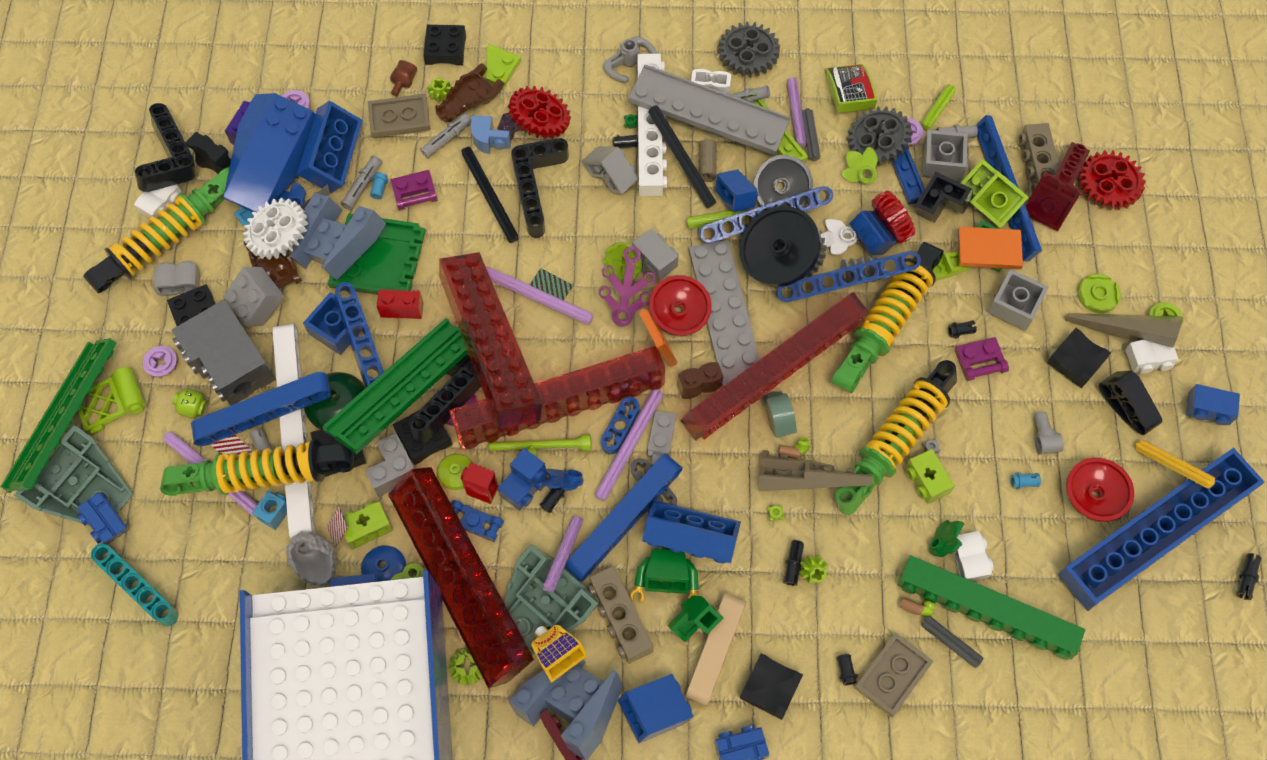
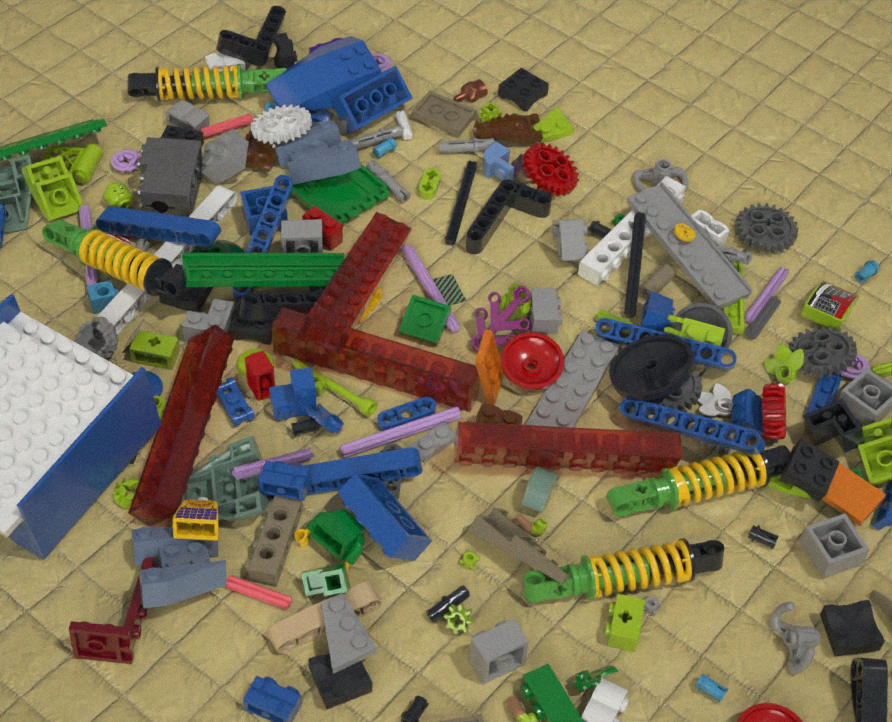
camera: 35 degrees right, 15 degrees down
(124, 439) = (53, 188): none -> lime slope
(218, 260) = (227, 125): none -> coral axle
(373, 149) = (404, 124): none -> white axle
(398, 331) = (301, 236): none -> light grey brick
(409, 216) = (393, 185): none -> light grey pin
(413, 185) = (408, 165): magenta plate -> none
(451, 193) = (432, 184): none -> lime beam
(562, 329) = (424, 320): none -> green plate
(591, 562) = (285, 480): none -> blue brick
(649, 667) = (258, 592): none -> coral axle
(655, 708) = (234, 618): blue brick -> none
(701, 101) = (684, 232): none -> yellow piece
(751, 652) = (345, 634): none -> light grey wing
(783, 187) = (697, 330): none -> lime hinge
(851, 32) = (870, 268): none -> dark azure pin
(866, 579) = (498, 650): none -> light grey brick
(961, 251) = (809, 470): none -> black brick
(979, 353) = (763, 566): magenta plate -> none
(1046, 440) = (763, 669): light grey pin -> none
(1051, 396) = (796, 639): none -> light grey piece

